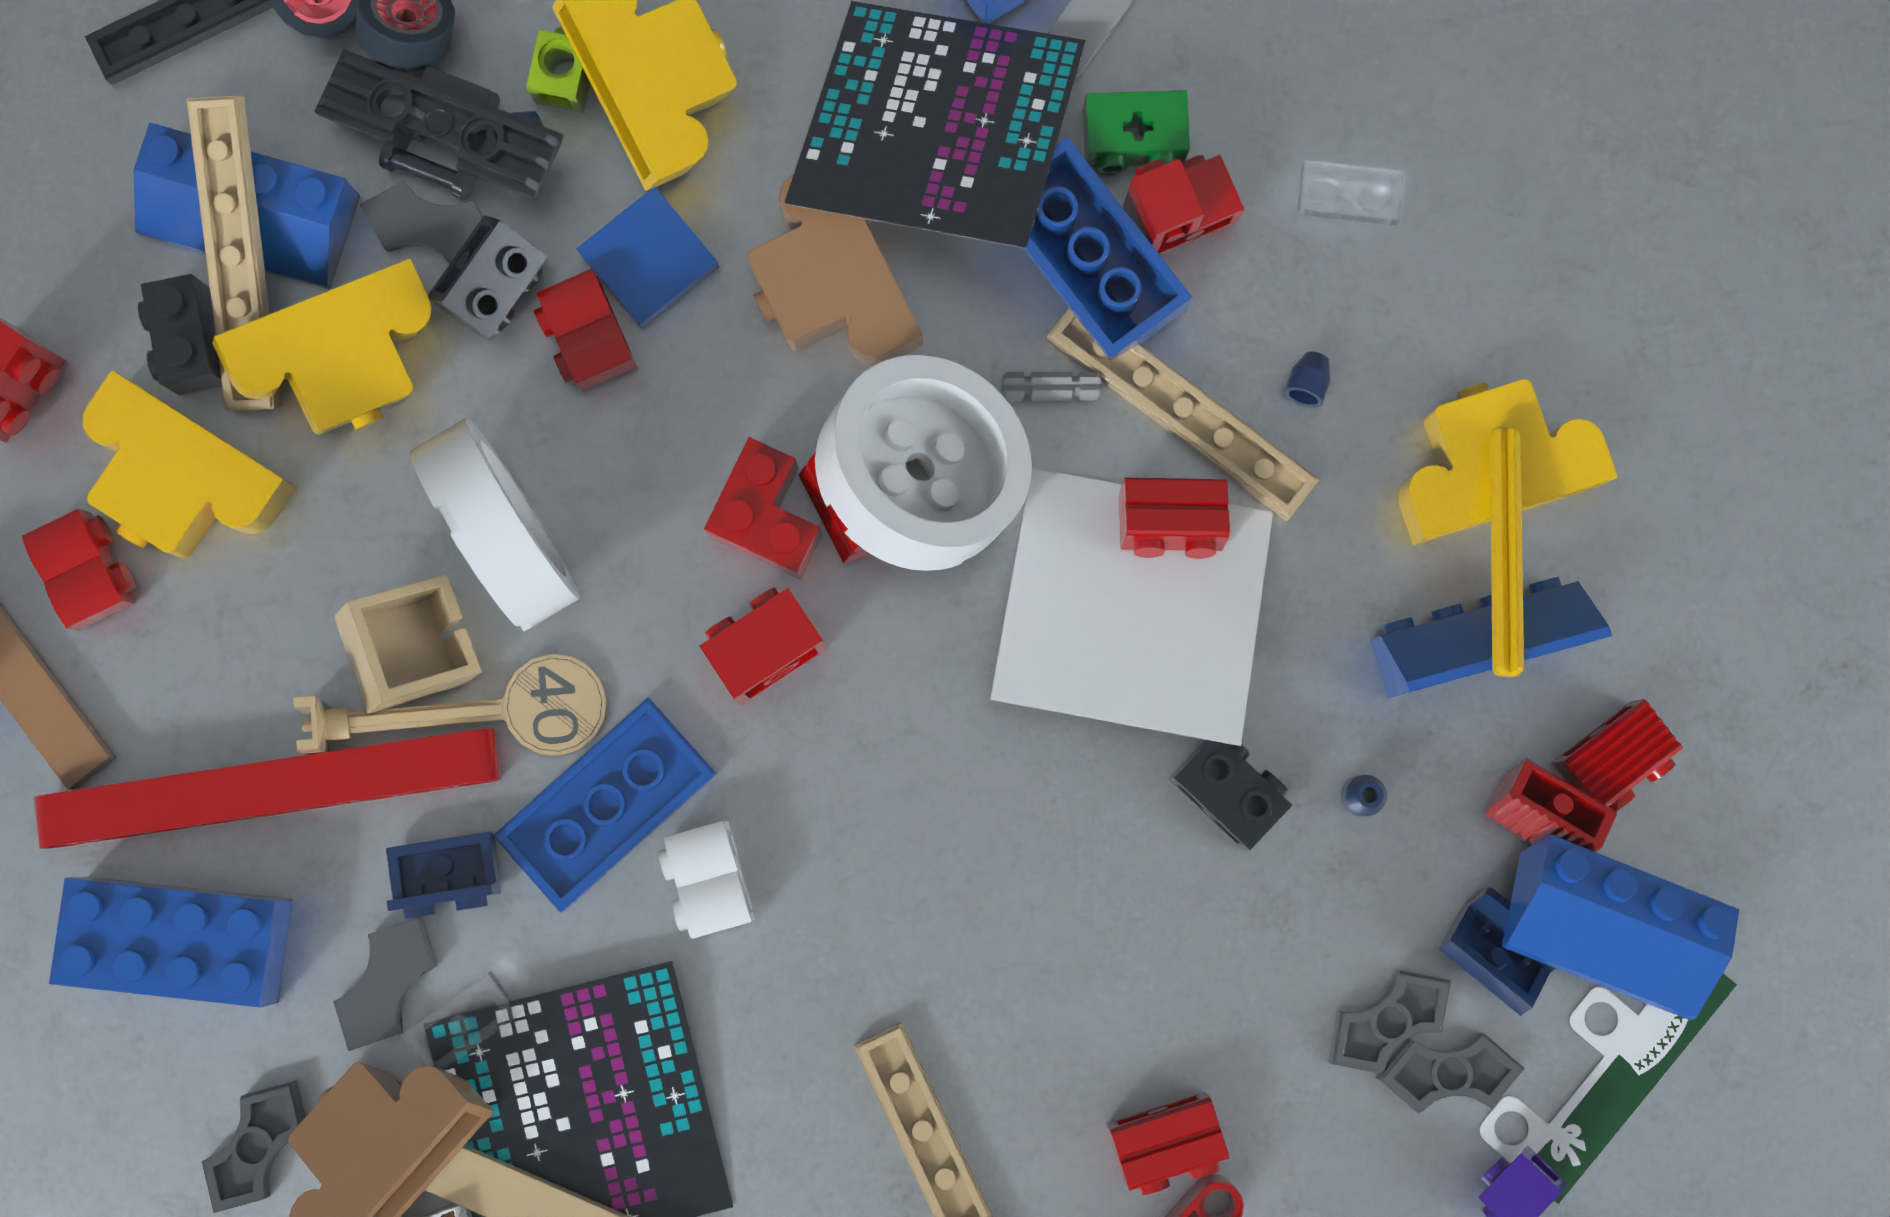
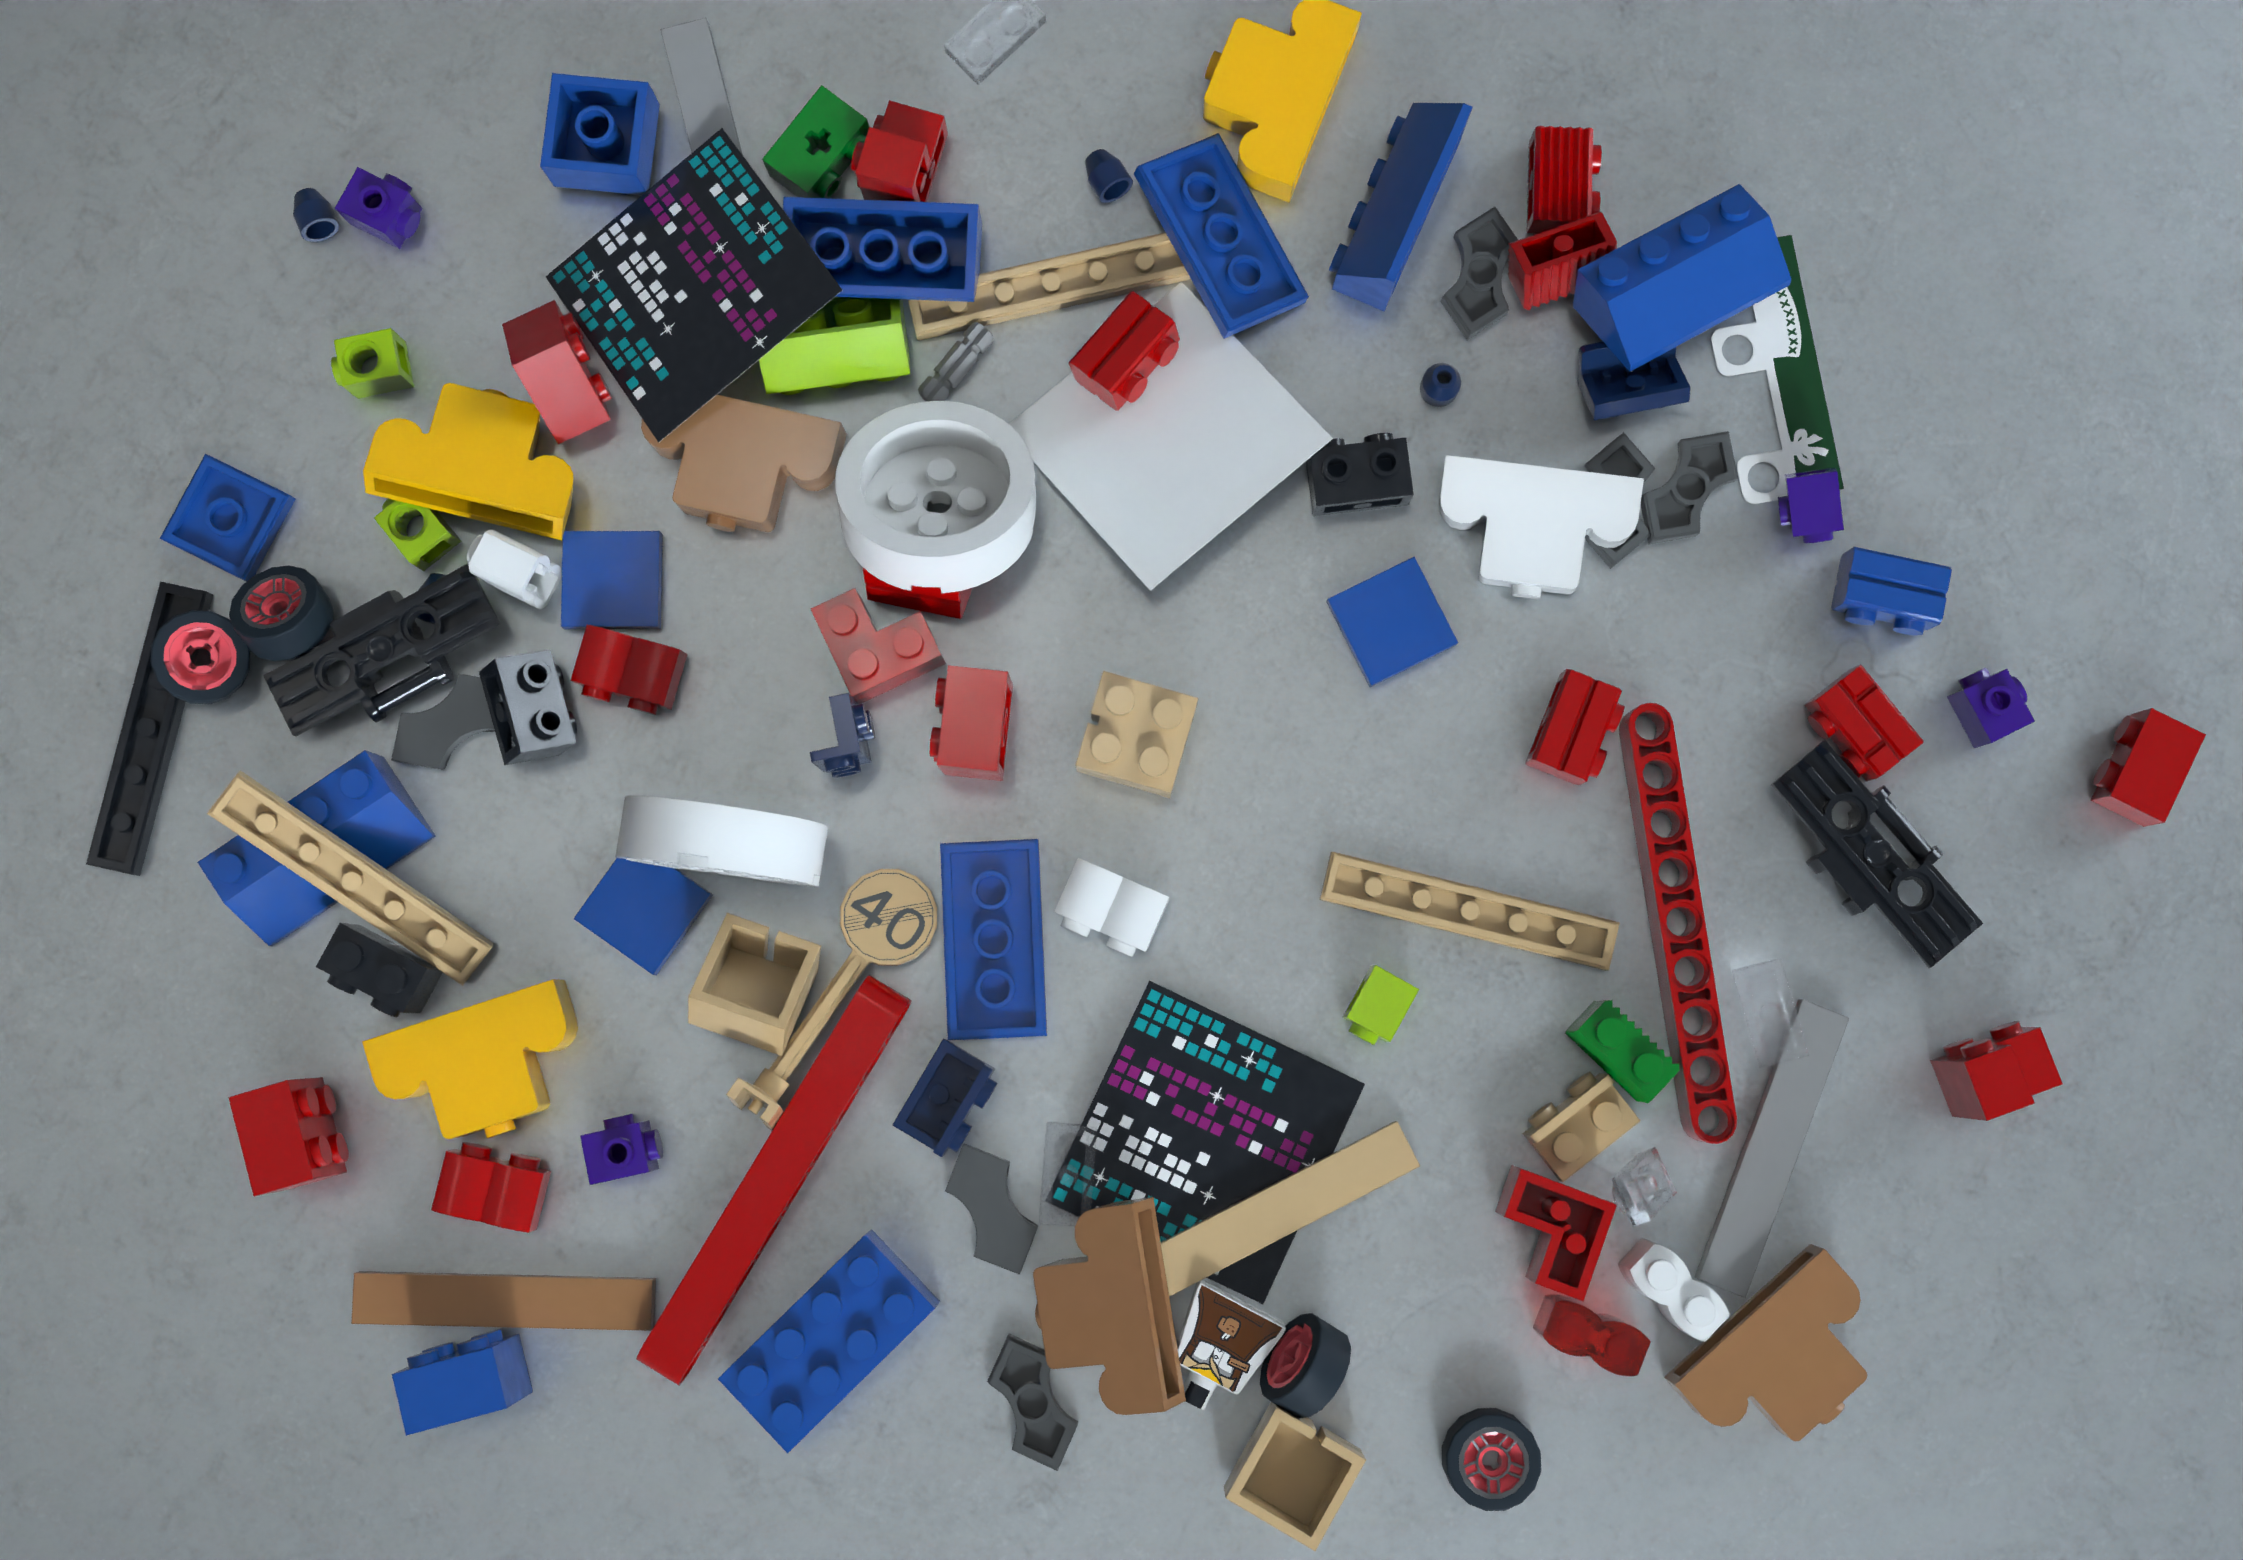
camera: 40 degrees left, 0 degrees up
(192, 646) = (621, 1149): none -> dark purple brick
(333, 348) = (486, 863): yellow brick -> none
(392, 507) = (643, 910): none -> blue tile
(588, 173) = (514, 568): none -> white brick
(677, 551) = (852, 729): none -> dark blue bracket
(774, 70) = (550, 363): none -> brick
(804, 1168) = (1379, 1005): none -> lime brick
(865, 785) = (1137, 734): none -> tan piece
(986, 283) = (840, 346): none -> lime slope
(1133, 917) = (1392, 622): none -> blue tile
(1316, 970) = (1537, 519): none -> white brick
(1337, 513) = (1221, 235): none -> blue tile
(1465, 764) = (1477, 295): none -> dark grey tile
(1506, 553) = (1351, 132): yellow axle -> none

